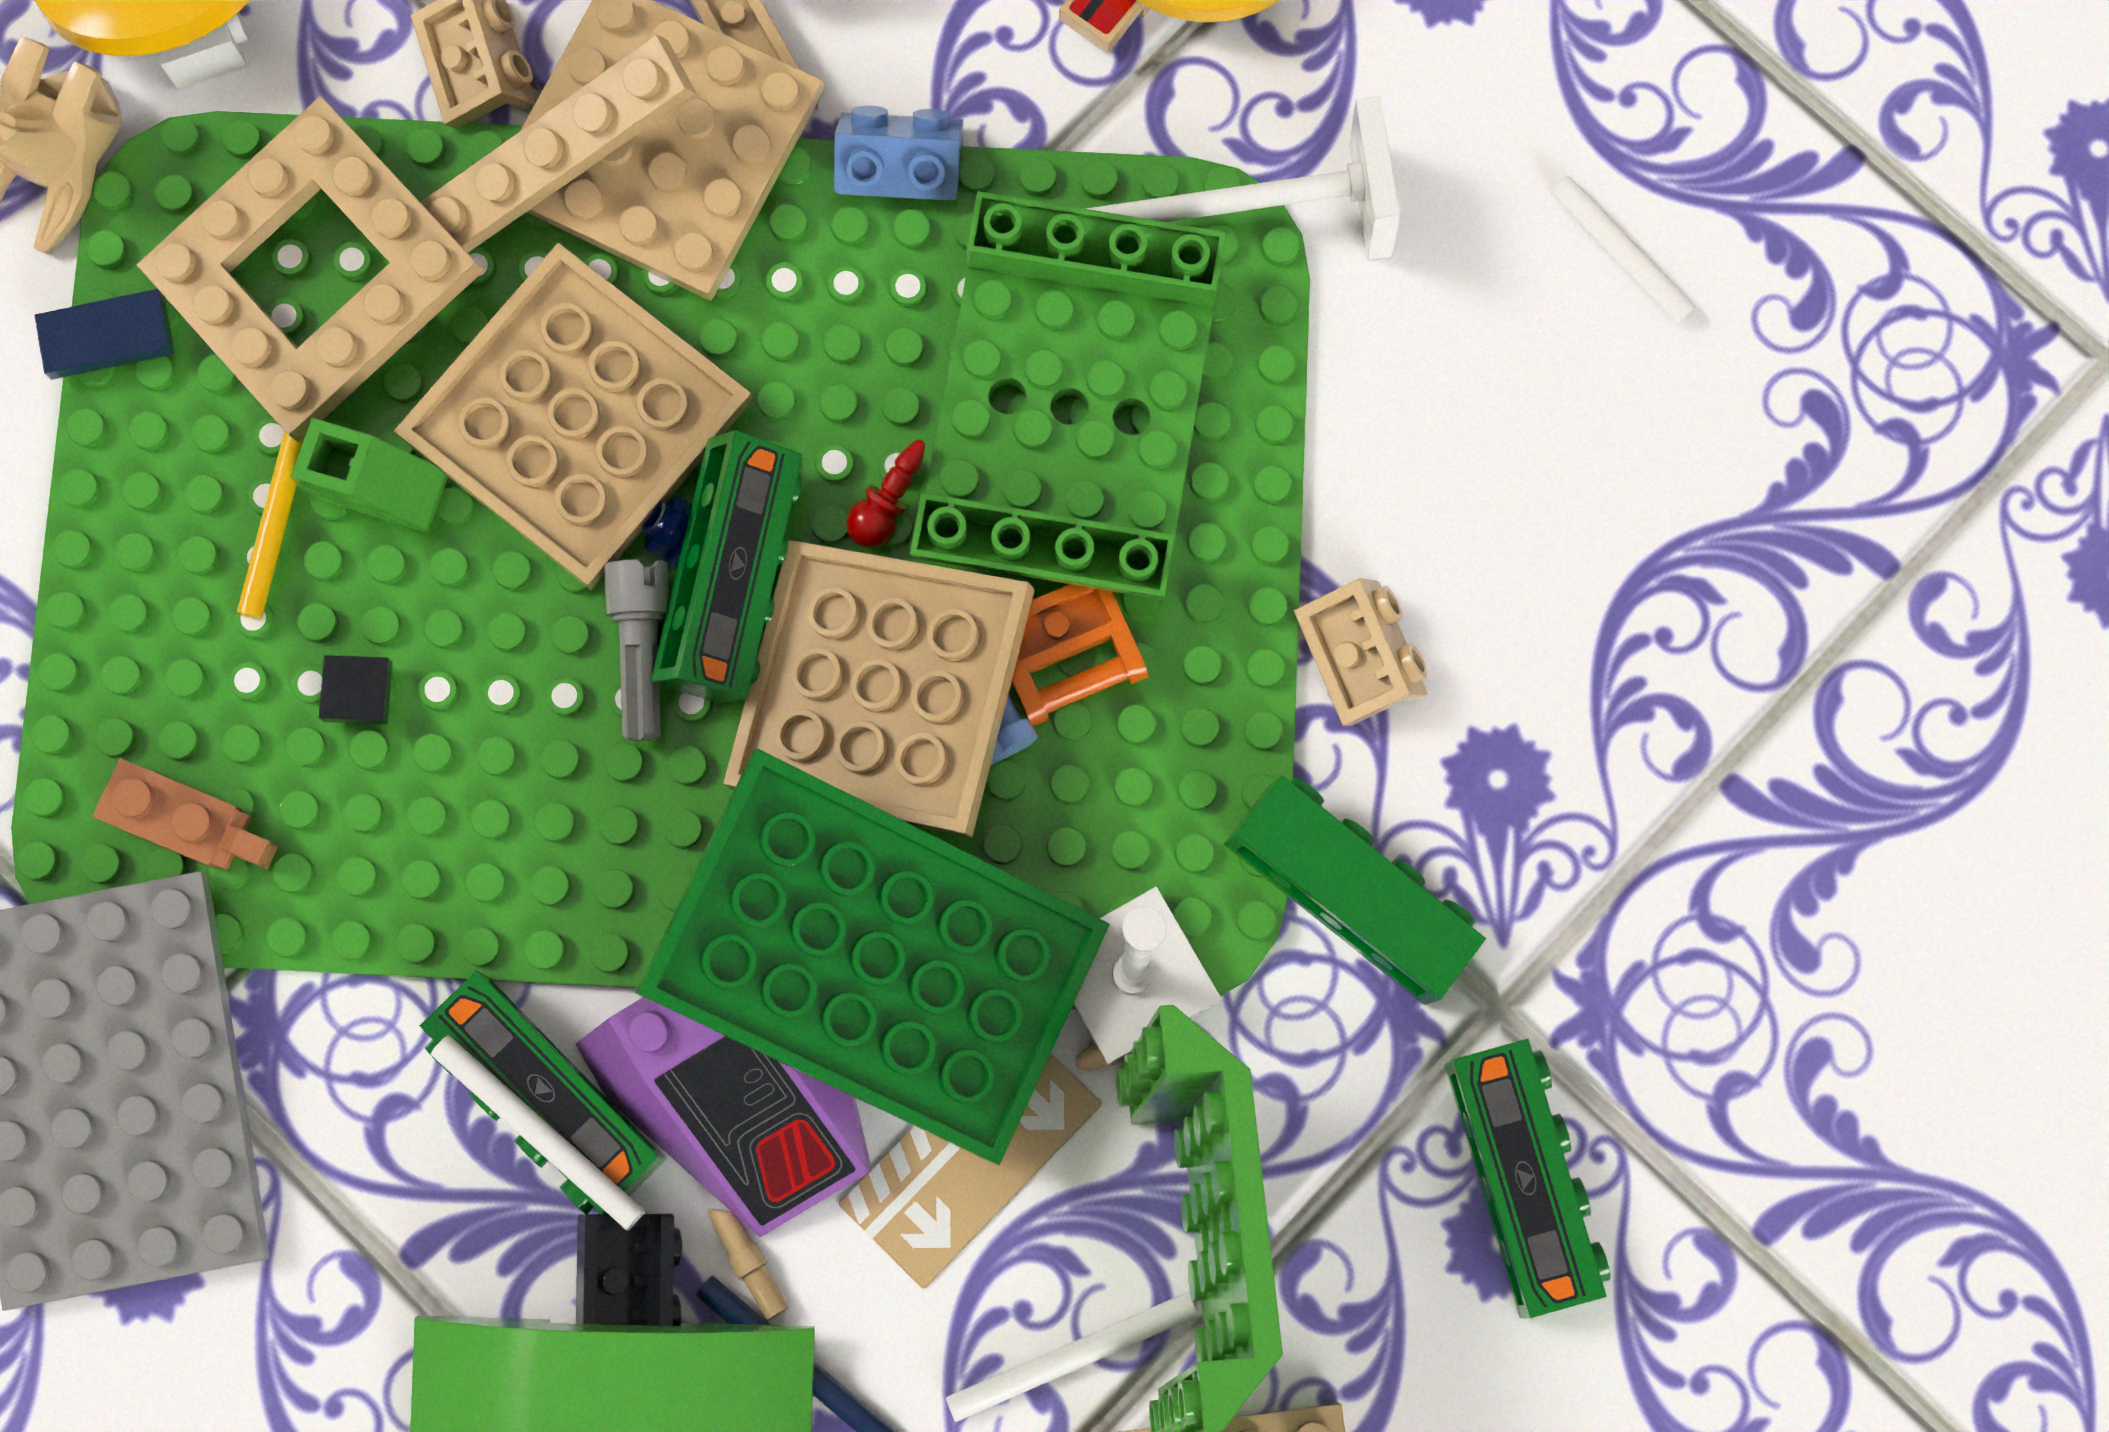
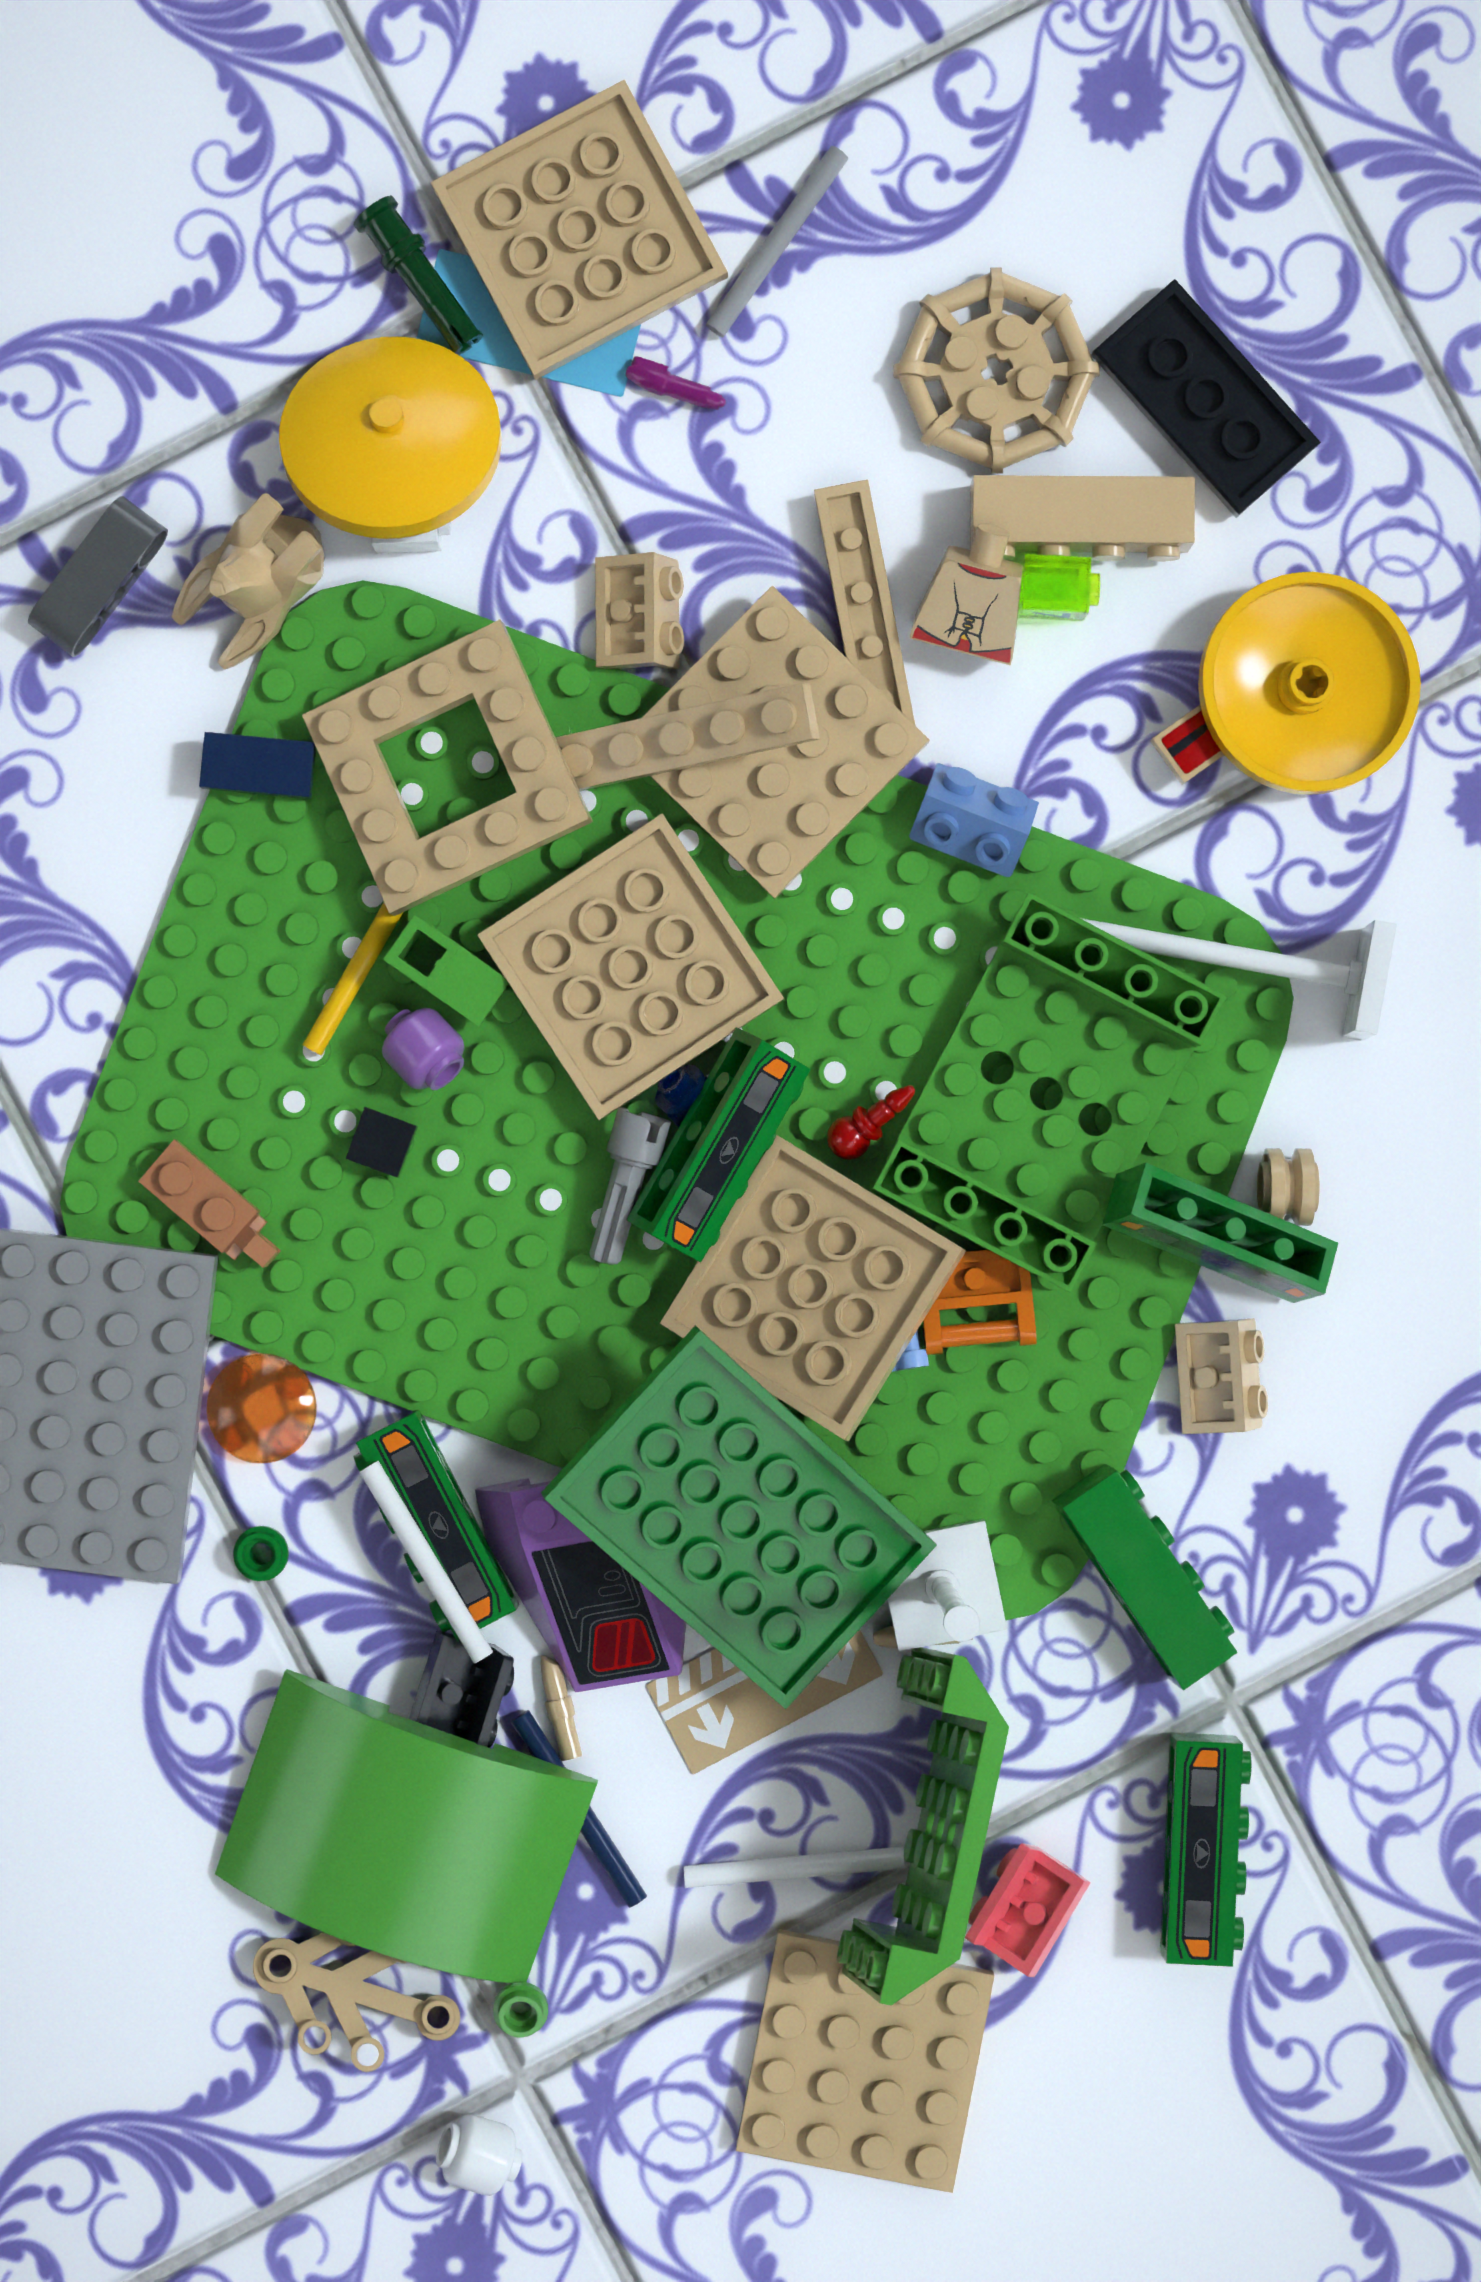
camera: 15 degrees right, 10 degrees up
(307, 1030) = (261, 1408): none -> clear orange dish
(332, 1195) = (244, 1558): none -> green plate
(370, 570) = (423, 1048): none -> medium lavender head
(1306, 487) = (1220, 1233): none -> green brick
(1350, 1312) = (1026, 1908): none -> coral bracket
(1364, 423) = (1289, 1185): none -> tan wheel

